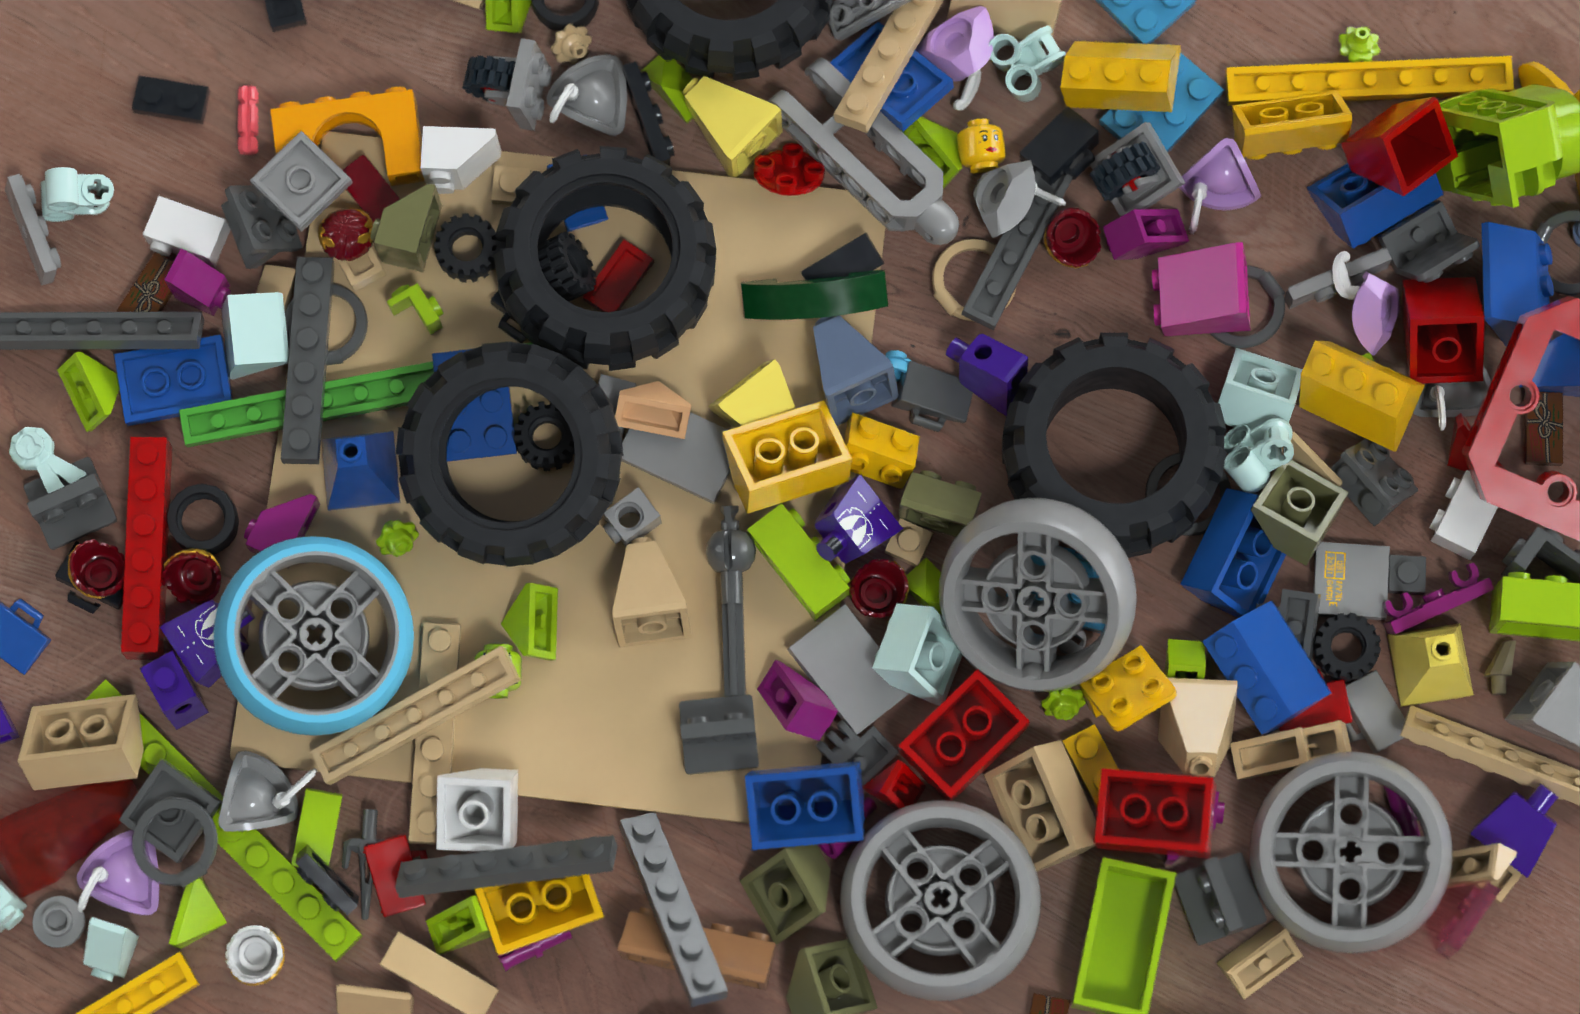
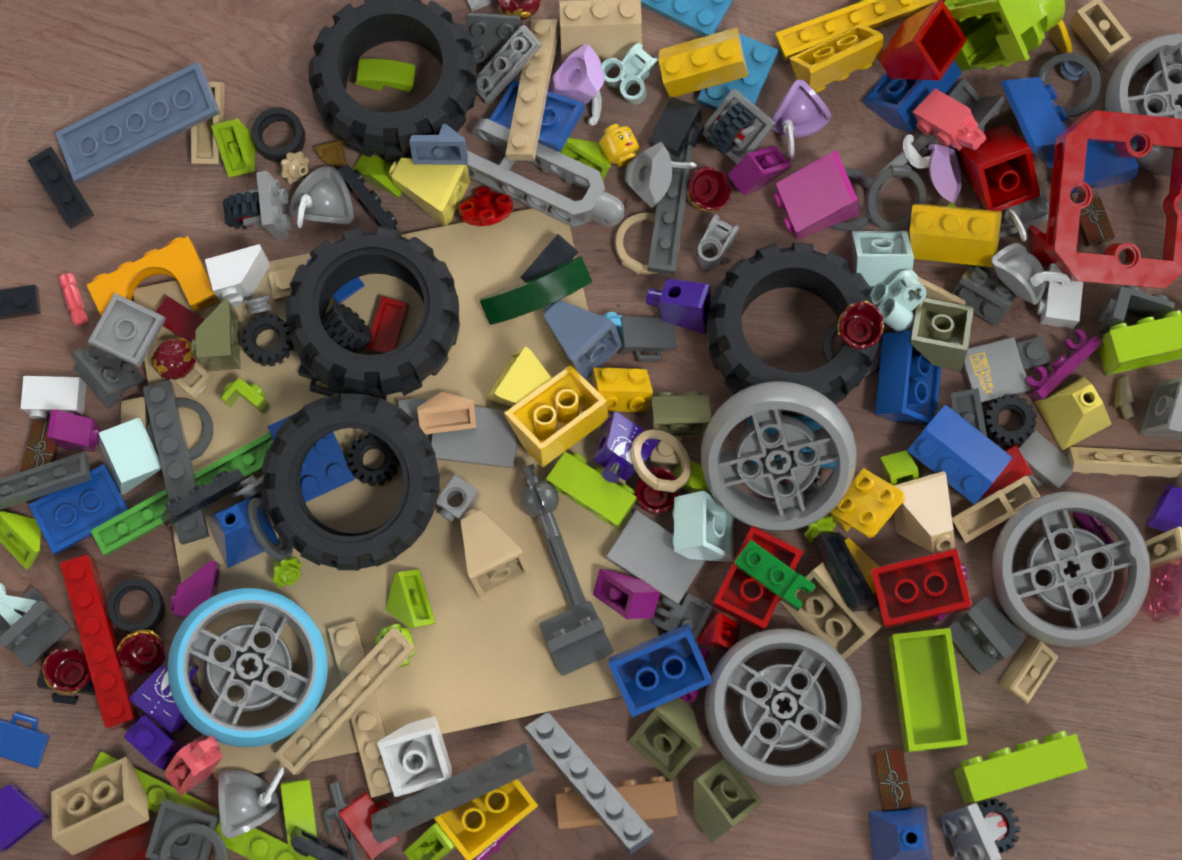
camera: 20 degrees left, 0 degrees up
(211, 729) = (193, 764): none -> coral hinge
(325, 413) = (201, 496): none -> black plate
(385, 420) = (249, 487): none -> light grey piece
(394, 512) = (276, 553): none -> dark grey piece
(470, 200) = (258, 304): none -> light grey bush
(623, 42) = (332, 154): none -> pearl gold tile
(754, 82) = (440, 149): none -> sand blue slope
(871, 569) = (643, 472): none -> tan piece
(982, 735) = (773, 574): none -> green plate
(1064, 302) = (718, 239): none -> light grey piece
(1073, 763) = (846, 572): none -> black plate
(1191, 468) = (861, 325): none -> dark red hair
(1303, 290) = (893, 171): none -> dark grey piece
(1397, 251) = (948, 121): none -> coral hinge
(1427, 469) = (1024, 273): none -> light grey hat

